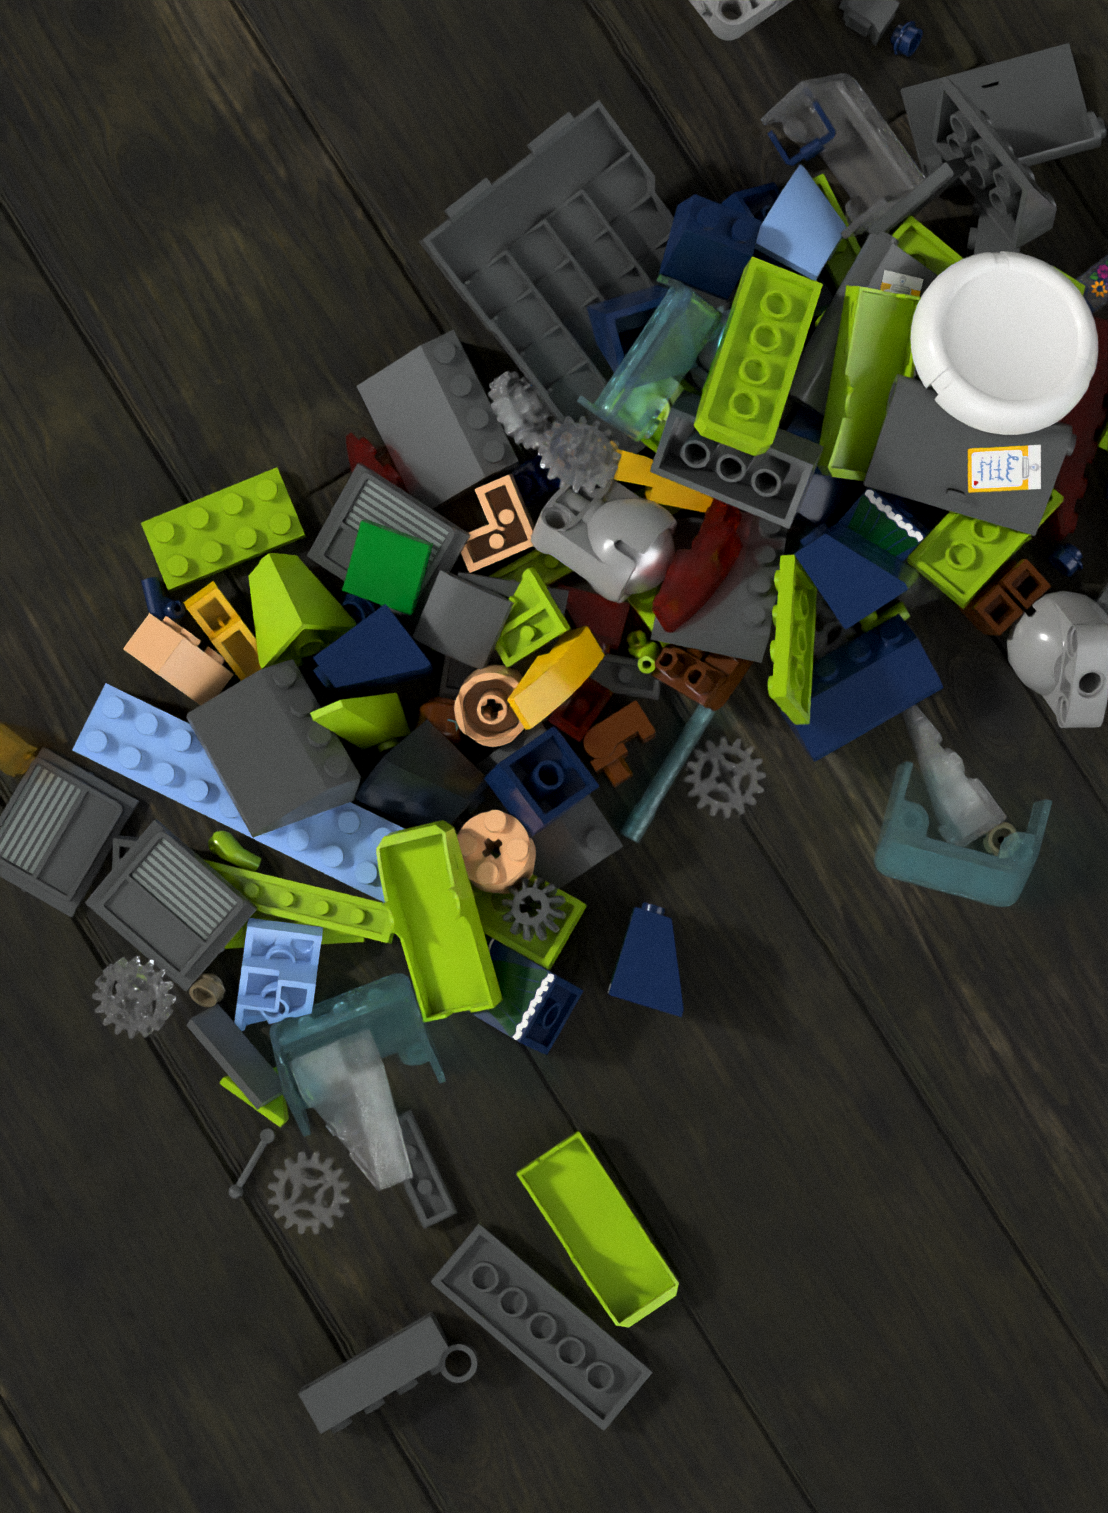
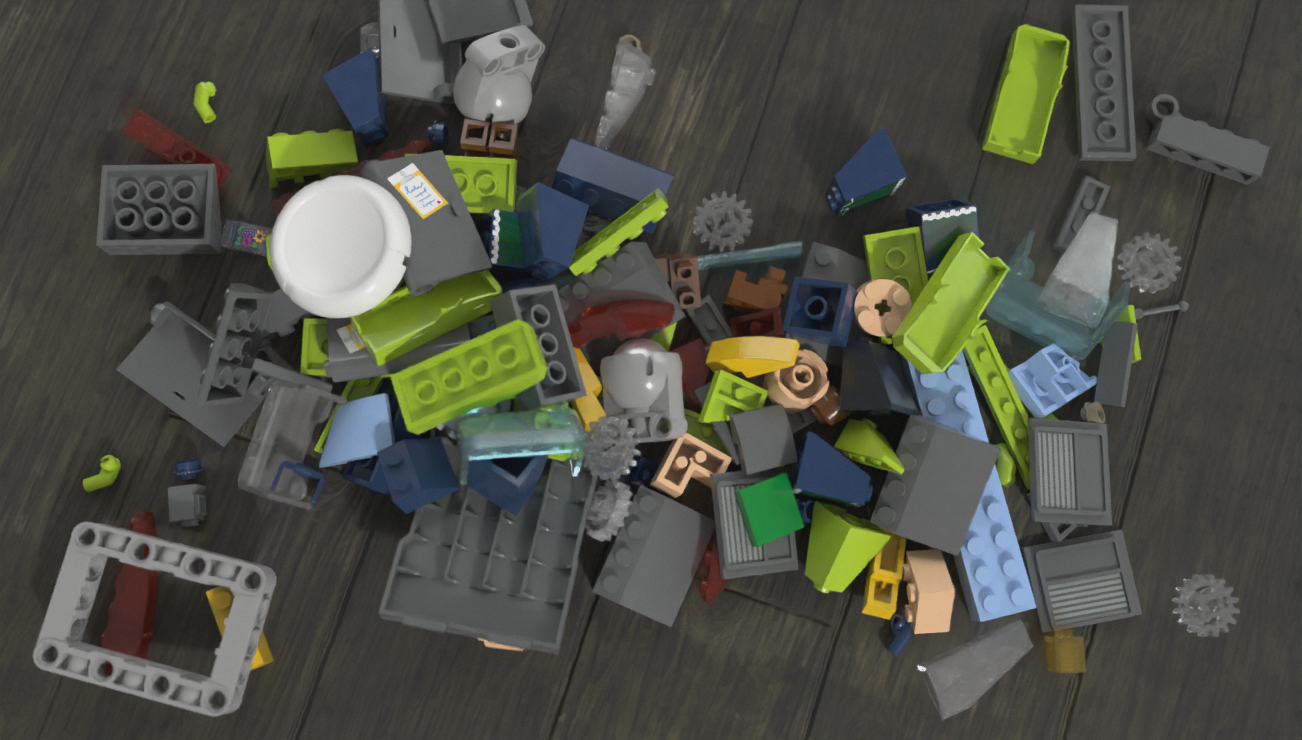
camera: 135 degrees left, 5 degrees down
(69, 640) = (970, 670): none -> clear wedge
(135, 991) = (1136, 451): clear gear -> none
(223, 529) = (825, 634): lime plate -> none
(524, 921) = (904, 256): dark grey gear -> none
(643, 650) = (688, 324): lime arm -> none
(913, 858) = (679, 90): clear light blue windscreen -> none

